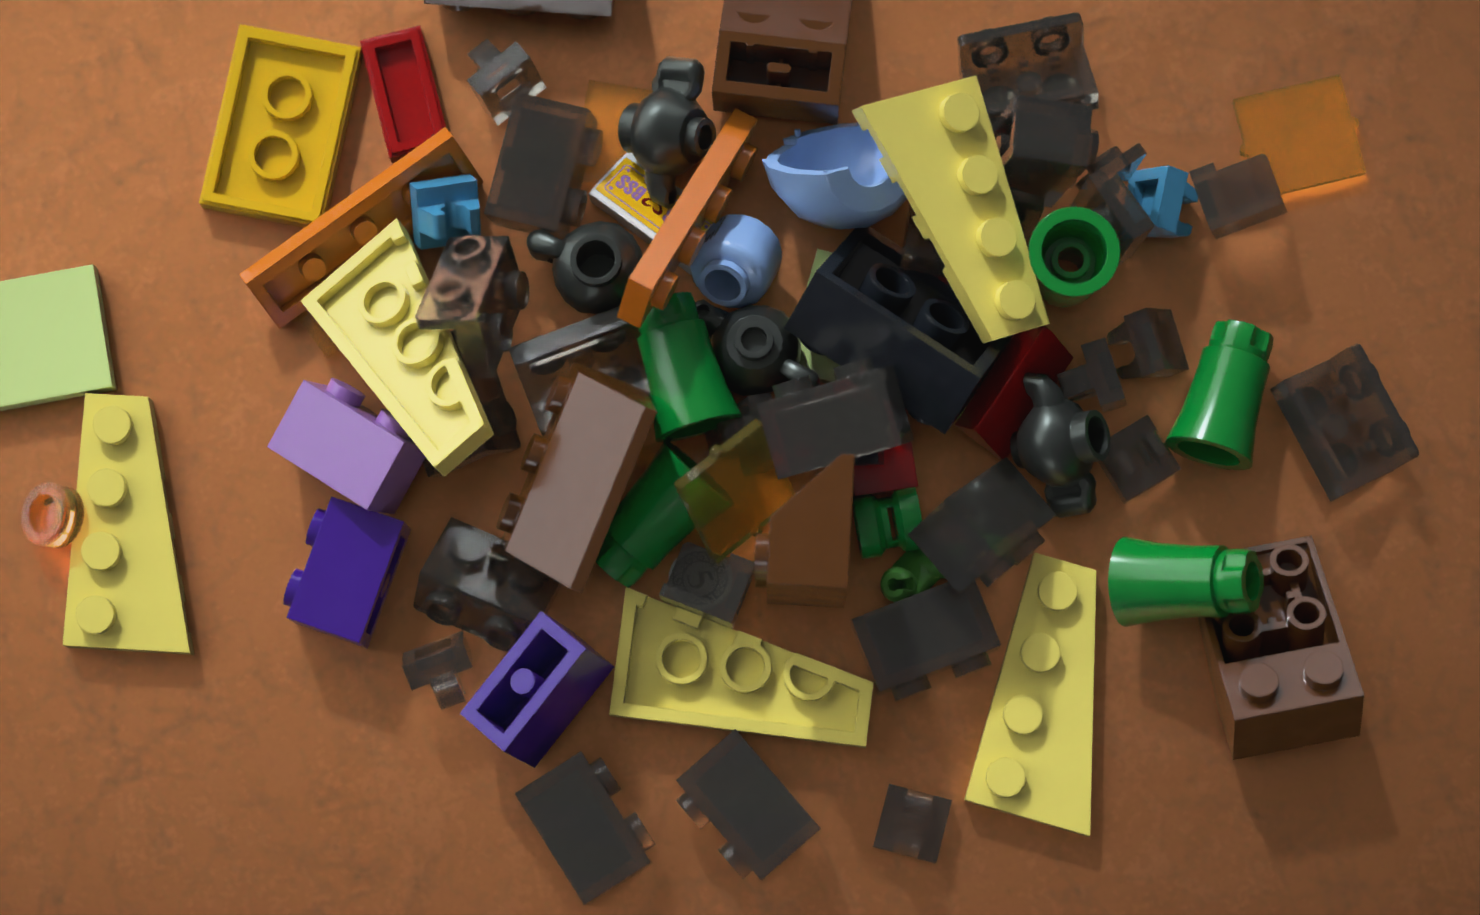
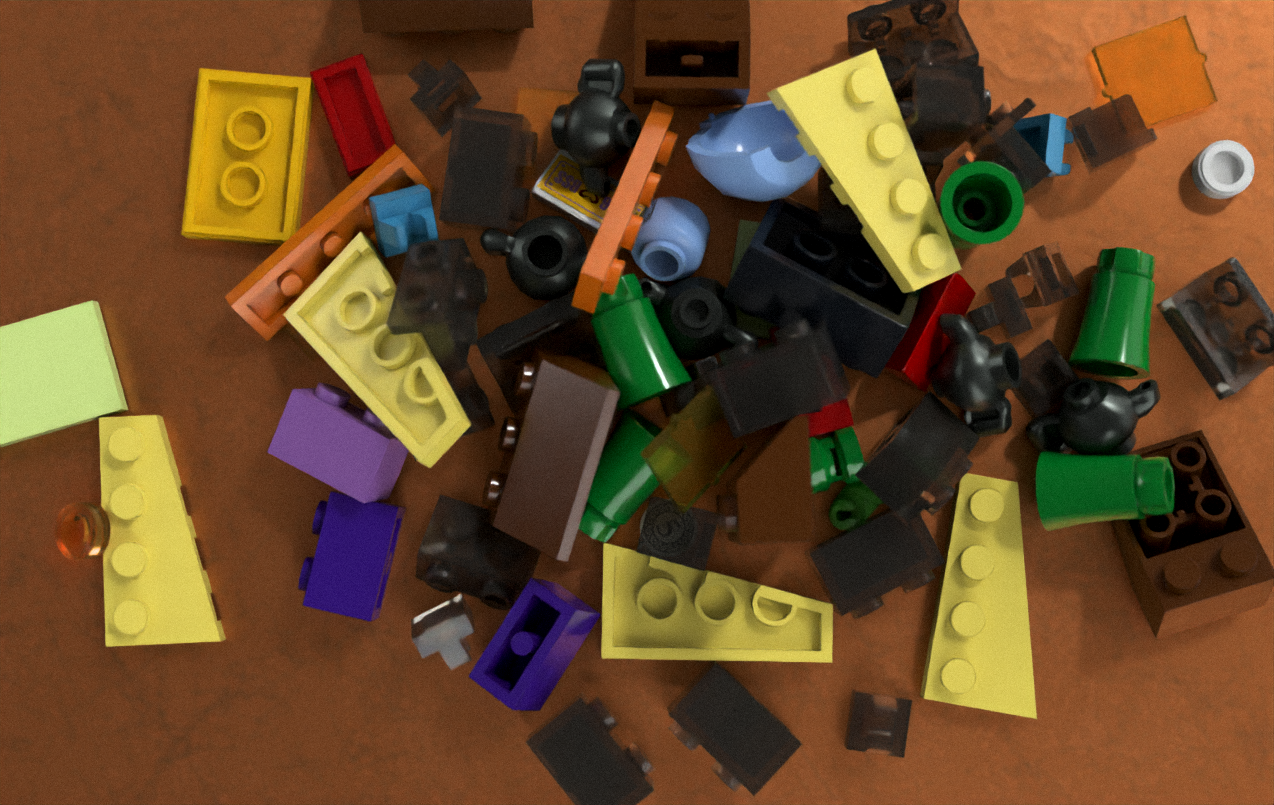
camera: 15 degrees left, 5 degrees up
(1186, 505) = (1094, 418): none -> pearl dark grey piece
(1364, 248) = (1223, 169): none -> white tile

